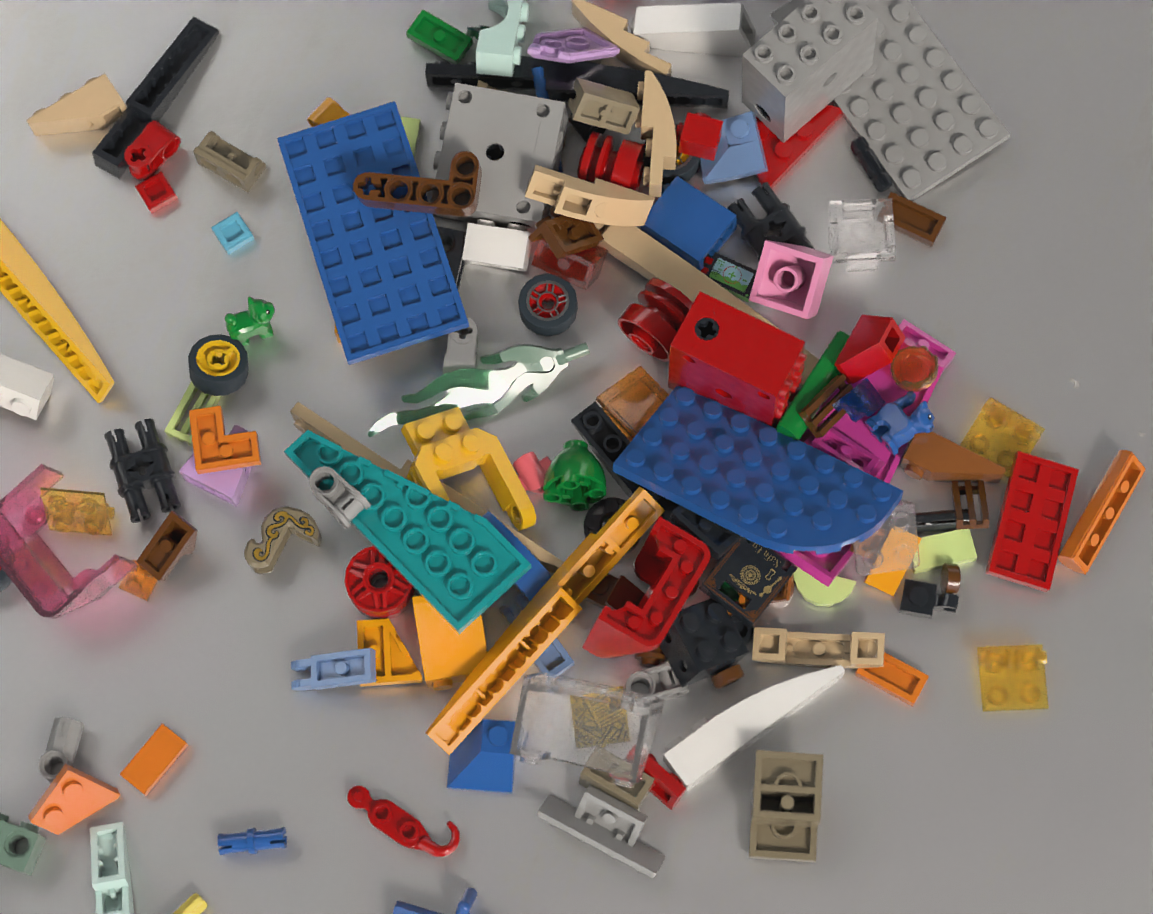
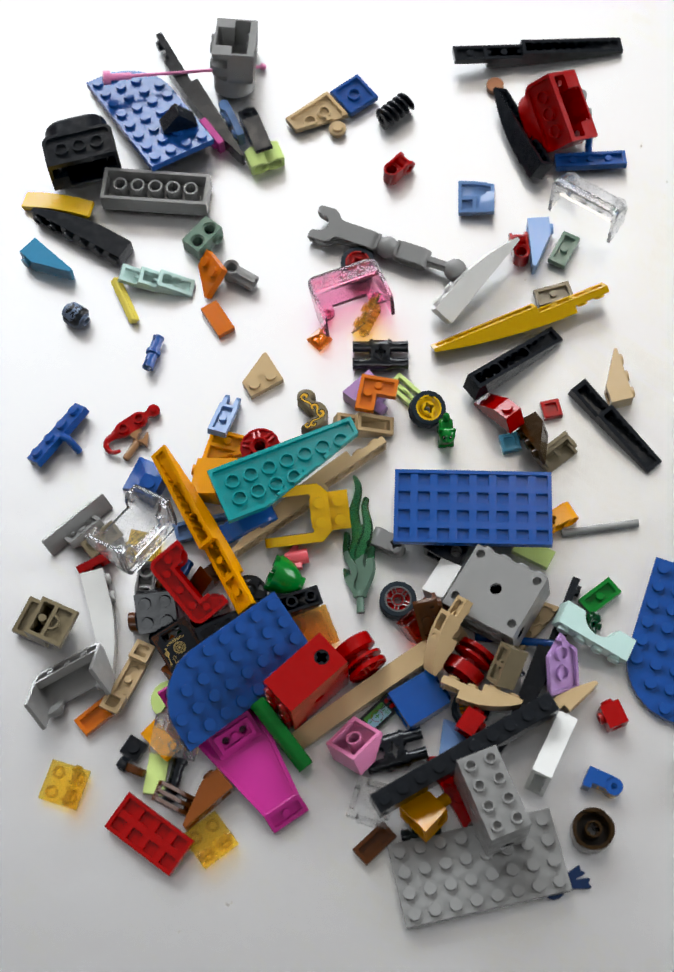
camera: 110 degrees right, 5 degrees down
(97, 266) = (510, 363): none -> black slope
(151, 148) = (577, 412): red piece -> none
(168, 545) = (327, 352): reddish brown slope -> none
(188, 254) = (501, 411): none -> red slope
(210, 194) = (534, 436): none -> dark brown slope
(239, 645) = (262, 377): none -> tan wing
(273, 439) = (369, 424): none -> tan slope
(328, 66) = (600, 528): none -> light grey bar
(342, 499) = (305, 433): light grey piece -> none
(419, 186) = (485, 534): reddish brown beam -> none
(427, 802) = (136, 443): none -> medium nougat bar
(753, 125) = (443, 765): none -> black brick
(837, 382) = (261, 736): reddish brown tile -> none
(848, 158) = (426, 814): none -> light orange torso
(856, 731) = (67, 681): none -> light grey windscreen
(860, 401) = (259, 754): clear blue slope -> none
(869, 347) = (291, 772): red slope -> none
(895, 426) = (237, 771): blue animal -> none
(914, 368) = (267, 794): clear orange hair -> none
(1102, 512) = (138, 881): orange brick -> none

